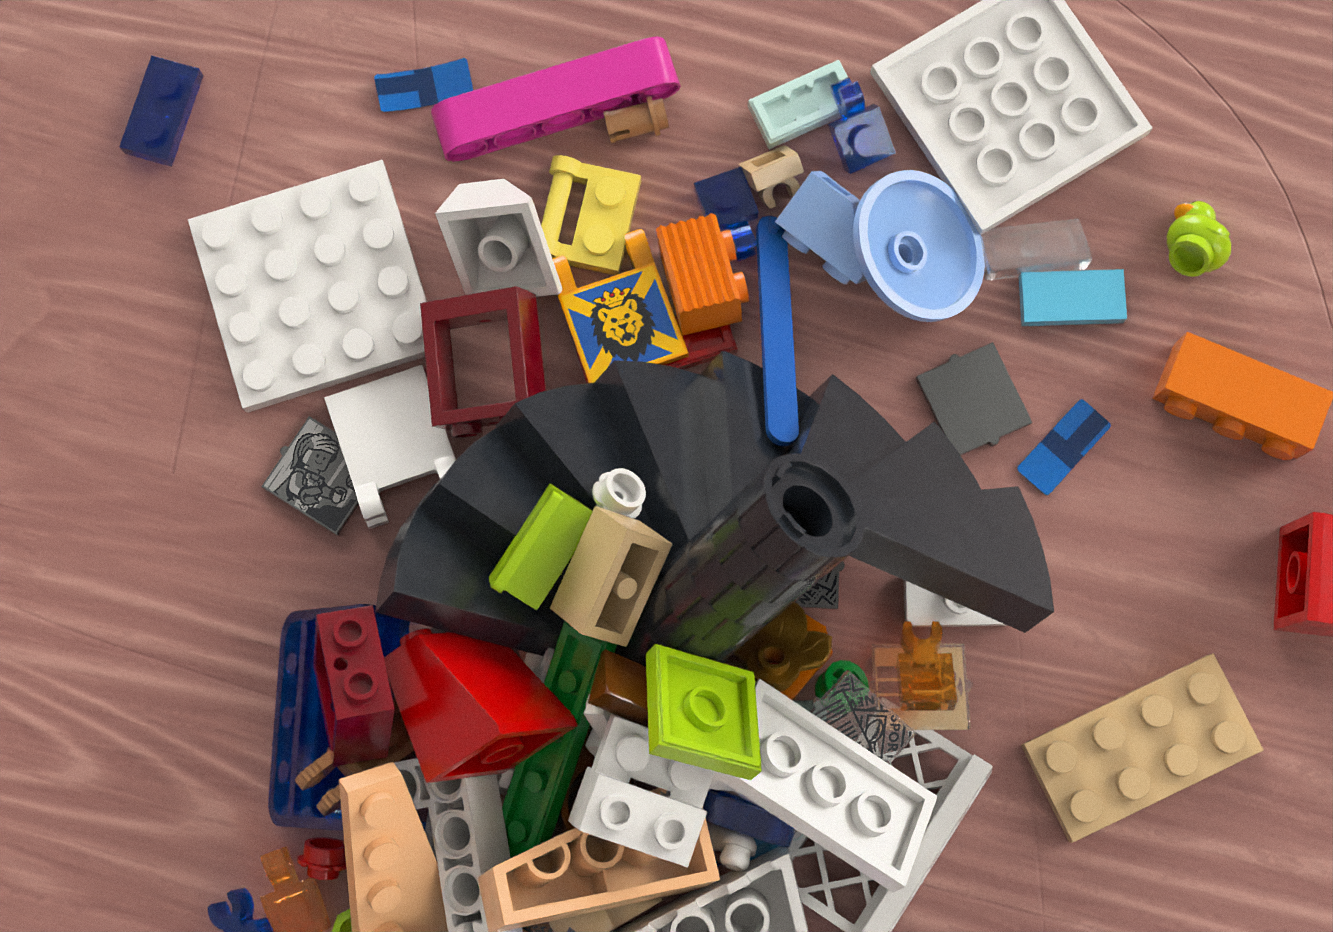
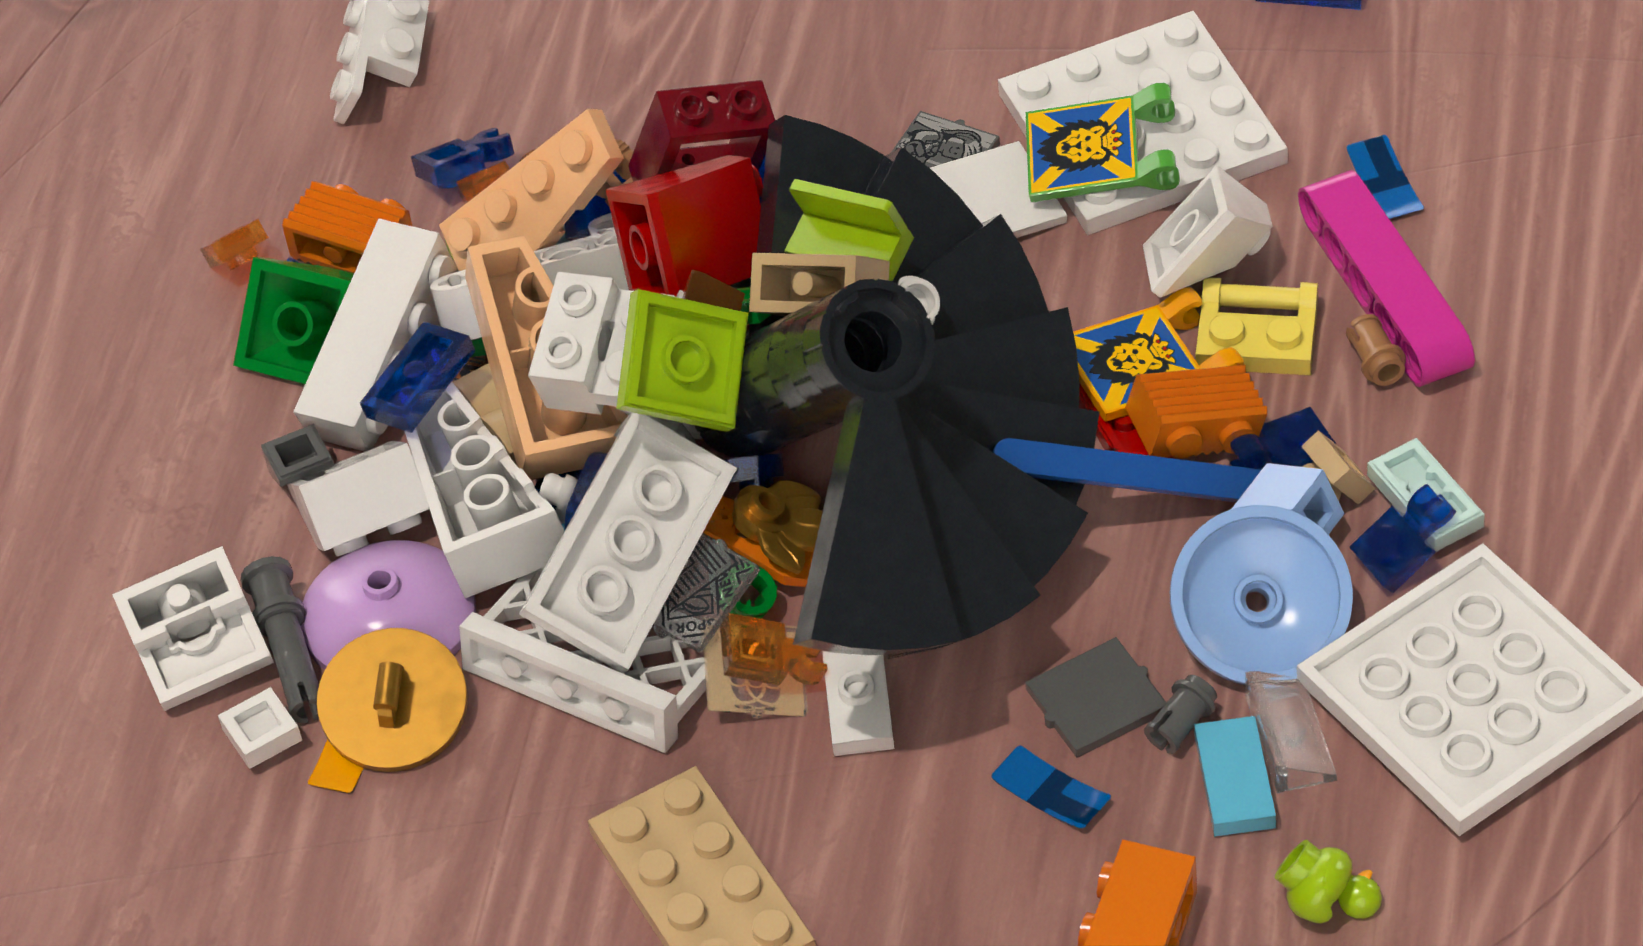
camera: 90 degrees right, 30 degrees down
(363, 331) = (1096, 146): none -> flag
(491, 306) = (1080, 238): dark red window -> none
(1008, 329) = (1189, 702): none -> dark grey pin

